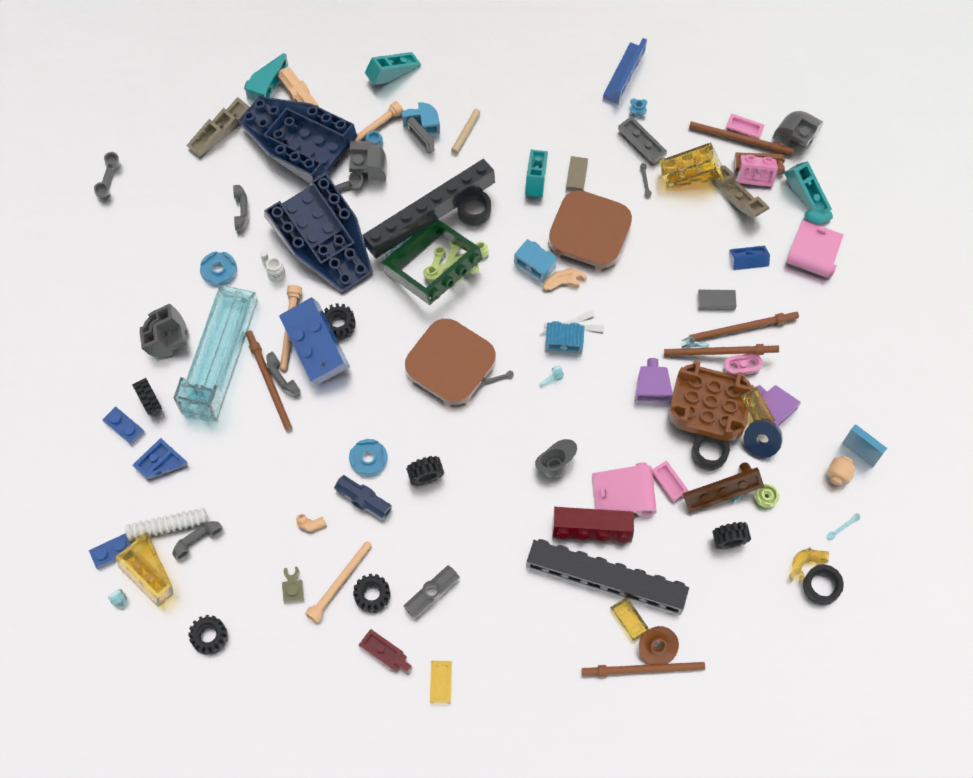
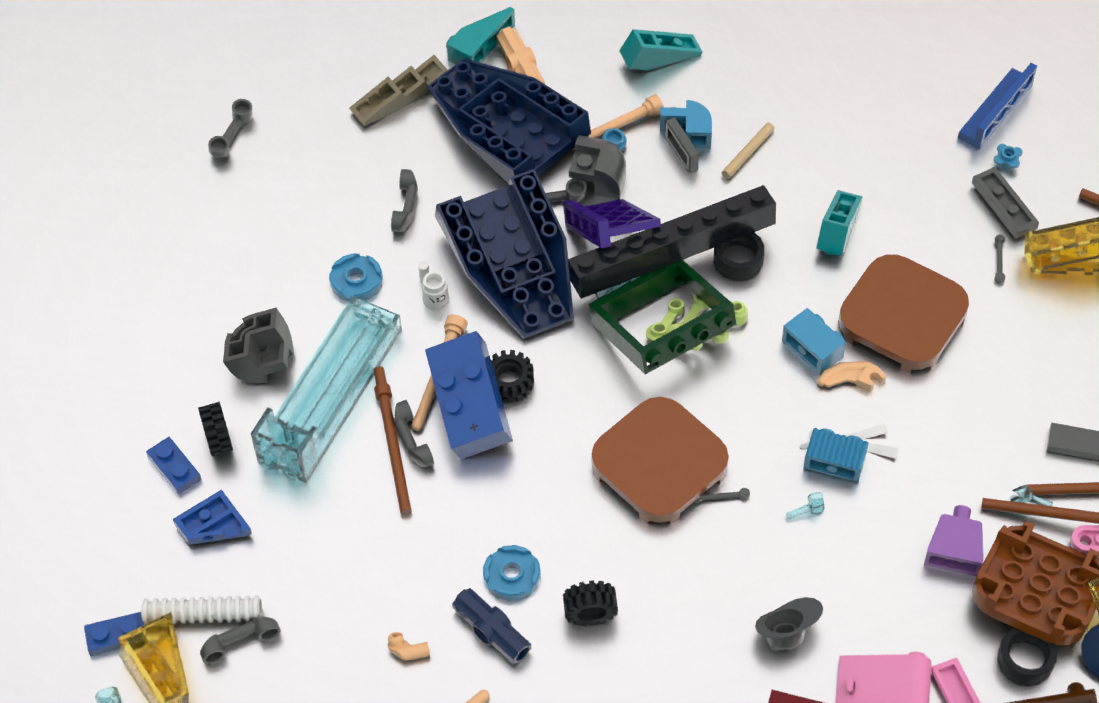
camera: 15 degrees right, 10 degrees down
(383, 200) = (607, 219): none -> dark purple fence
(576, 173) = (899, 232): dark tan tile -> none

